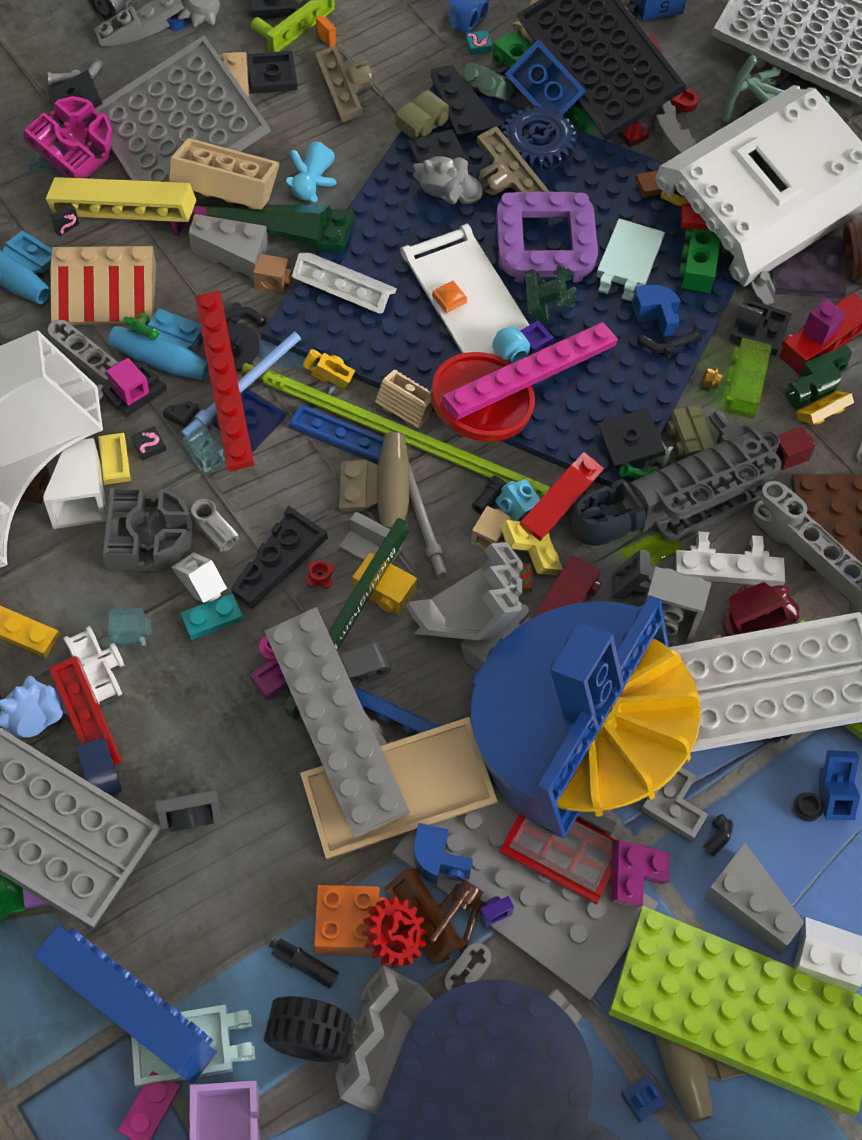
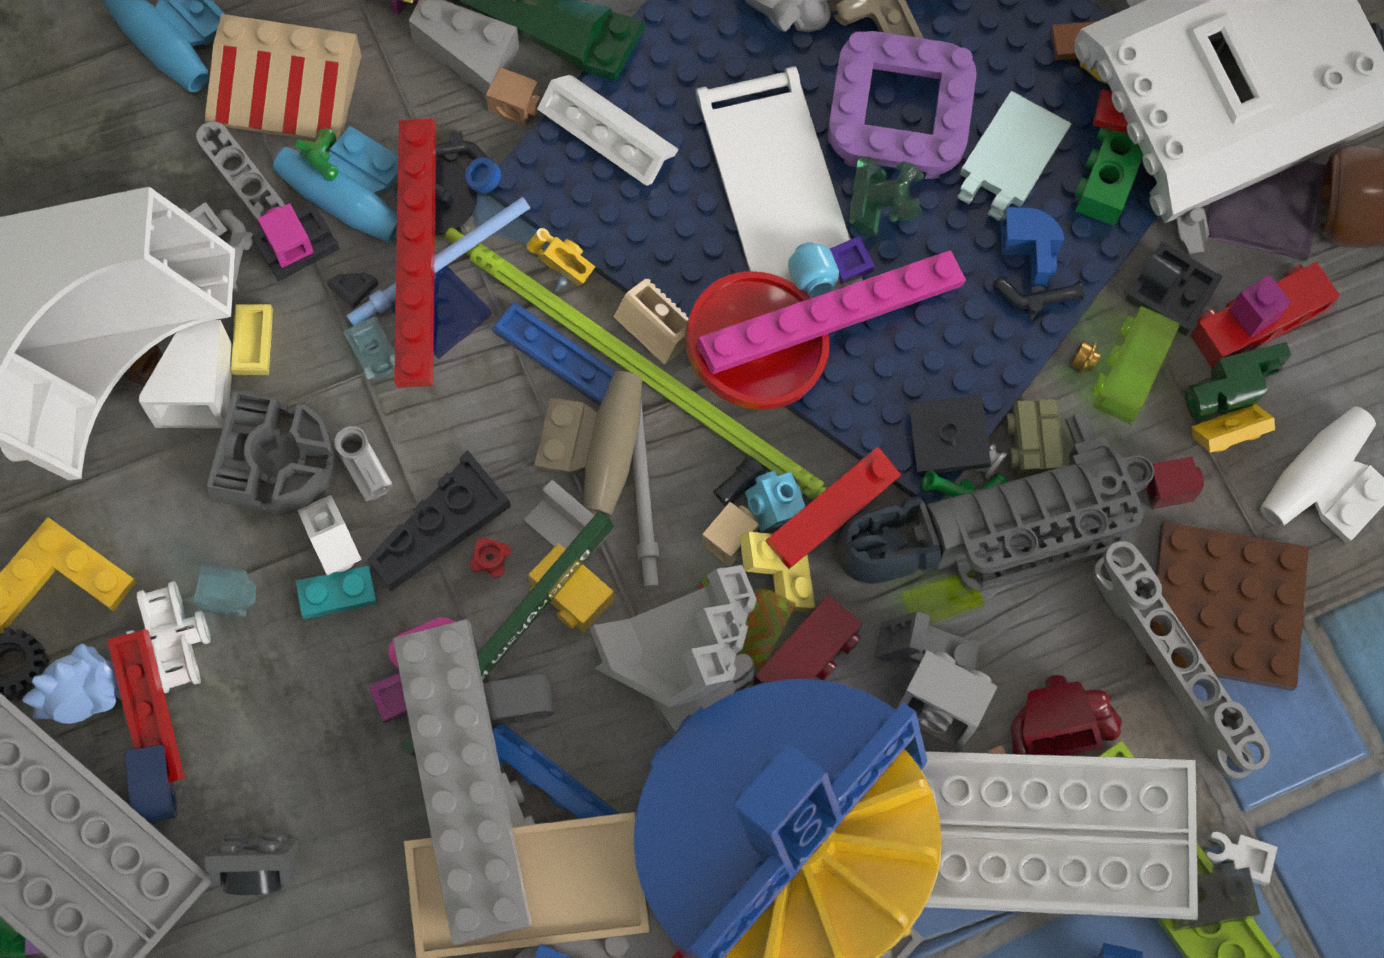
camera: 10 degrees right, 10 degrees up
(148, 443) = (300, 324): black tile -> none
(261, 325) = (482, 175): none -> blue tile
(449, 296) = (746, 177): orange tile -> none
(533, 583) = (765, 625): none -> clear neon green tile
(749, 568) = (1071, 650): white hinge -> none

